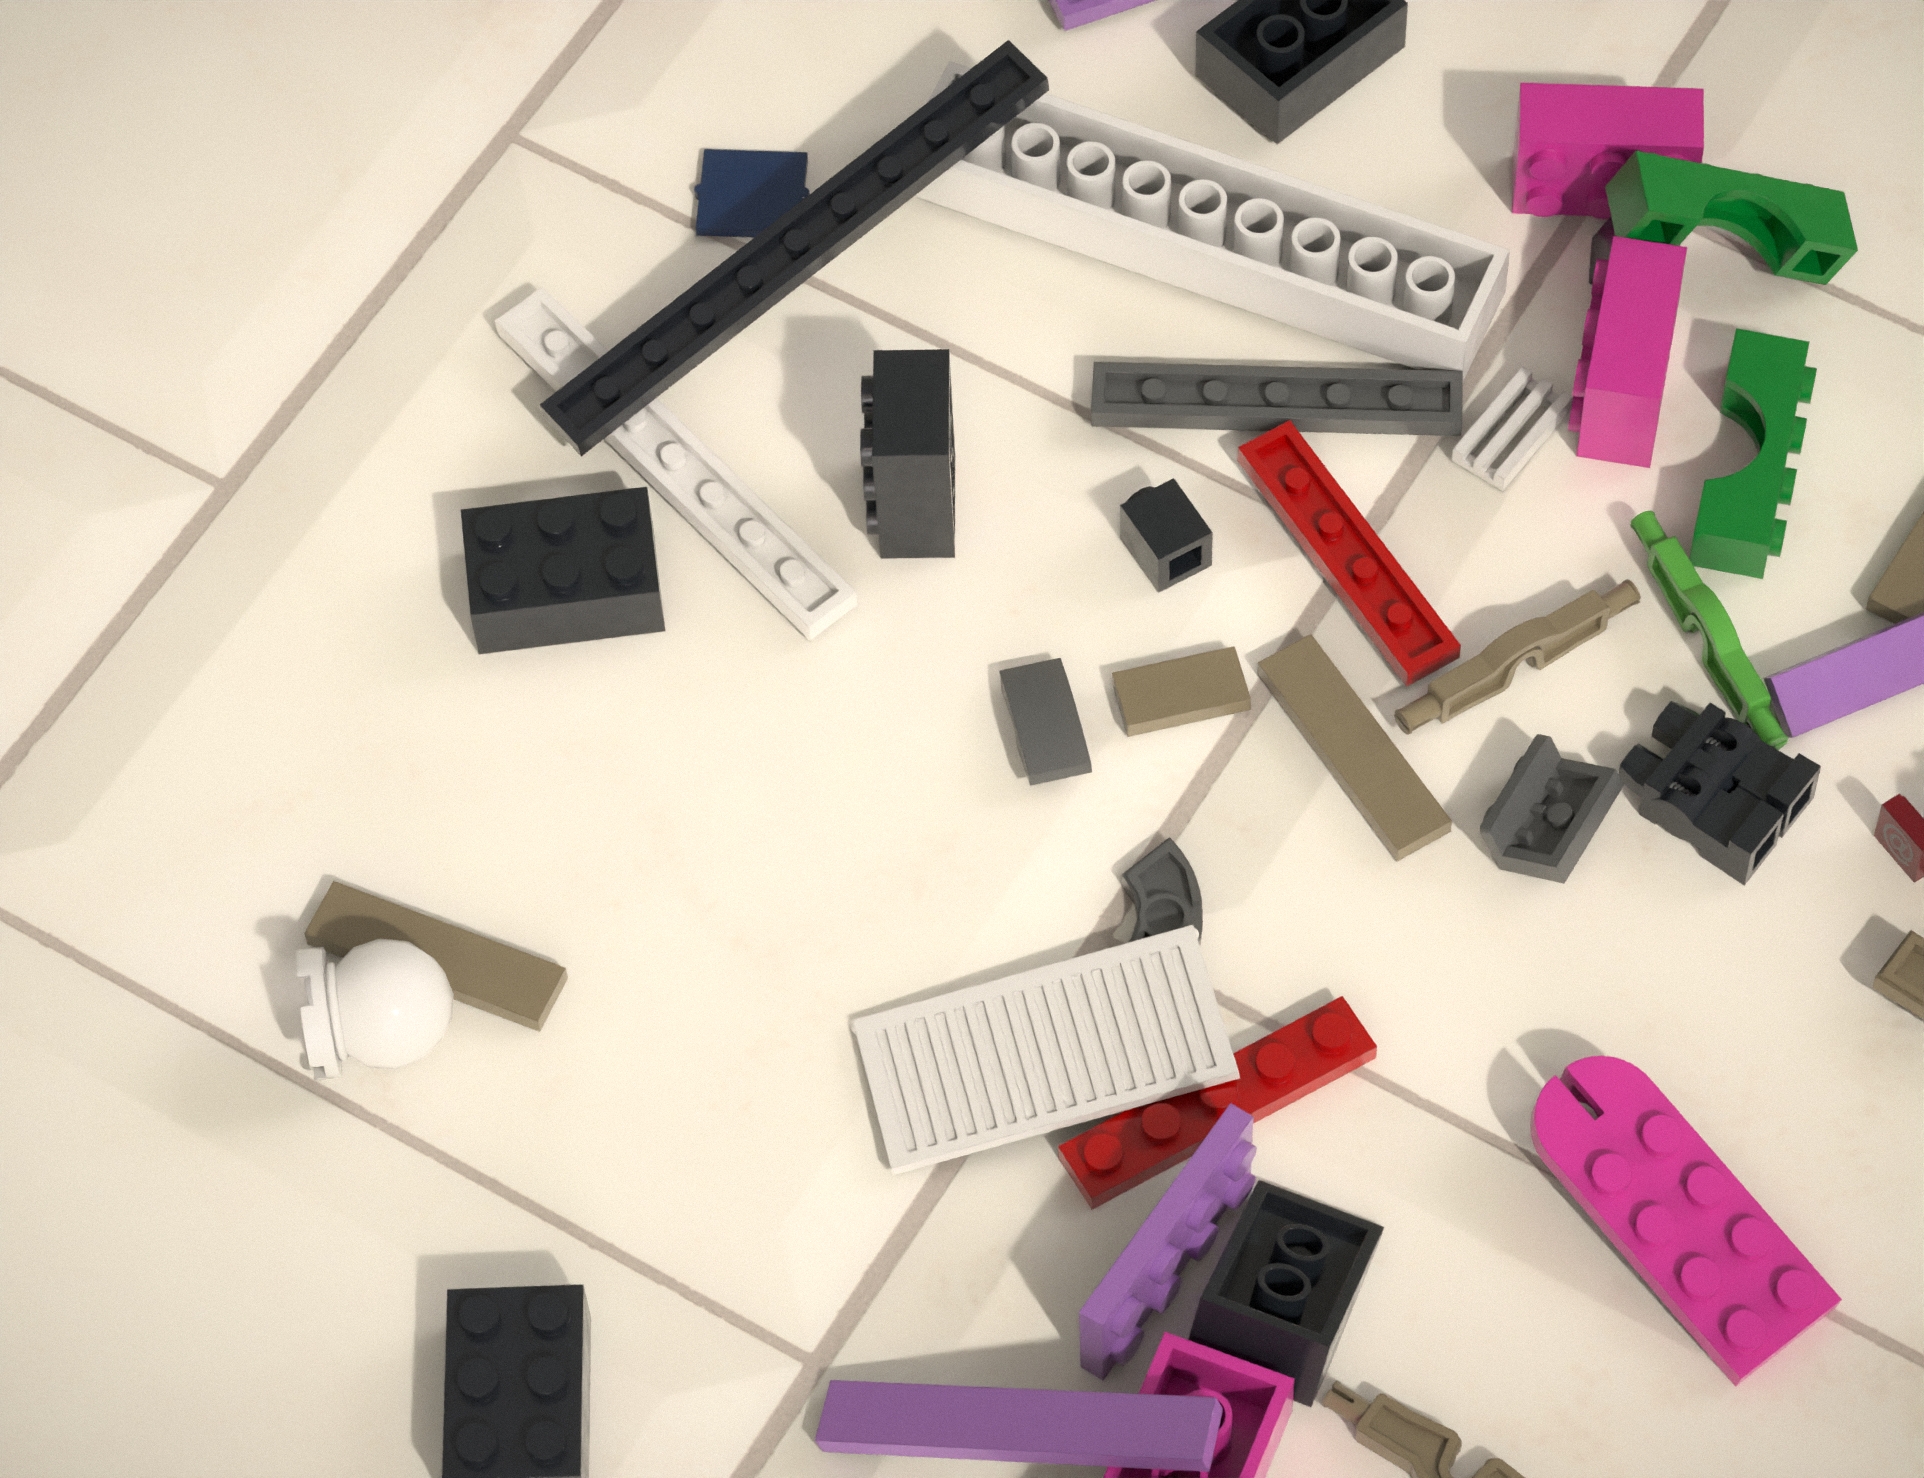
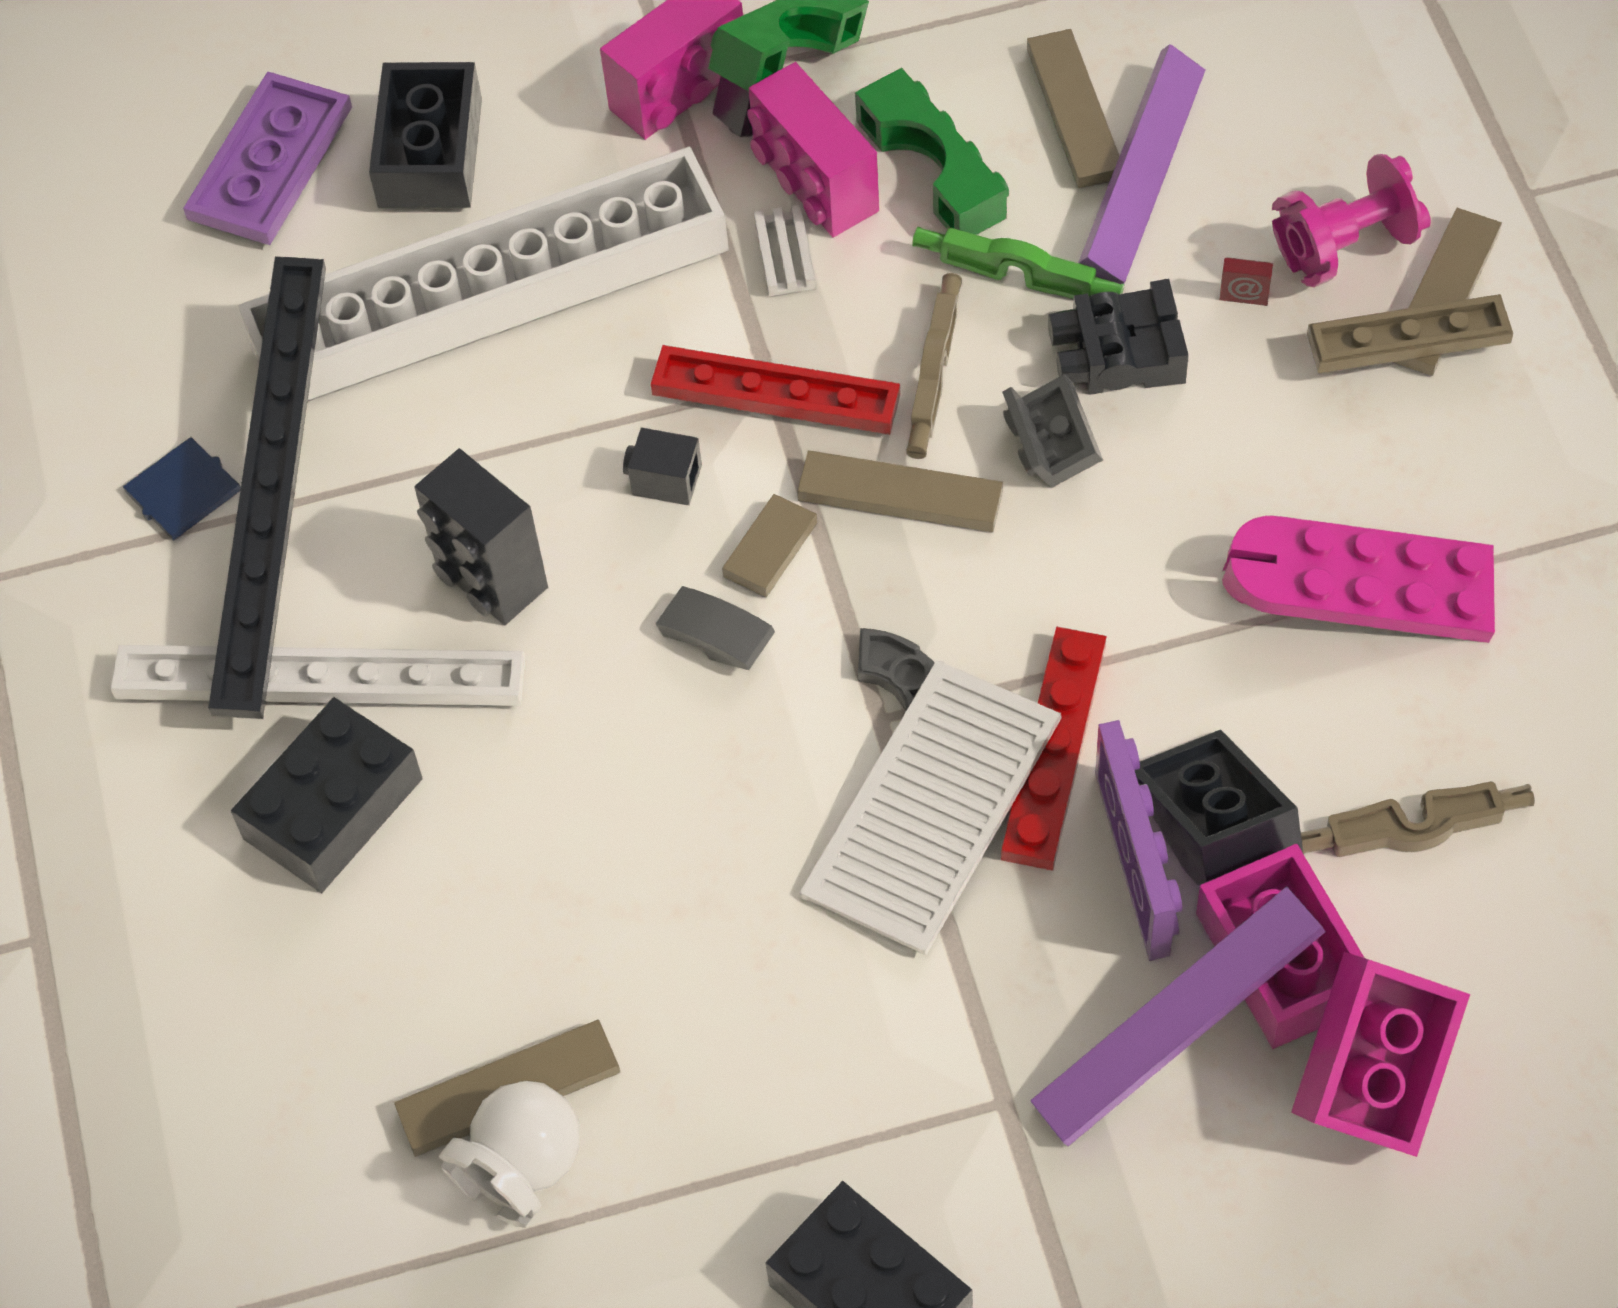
camera: 45 degrees left, 0 degrees up
(1271, 395) = (635, 342): dark grey plate -> none

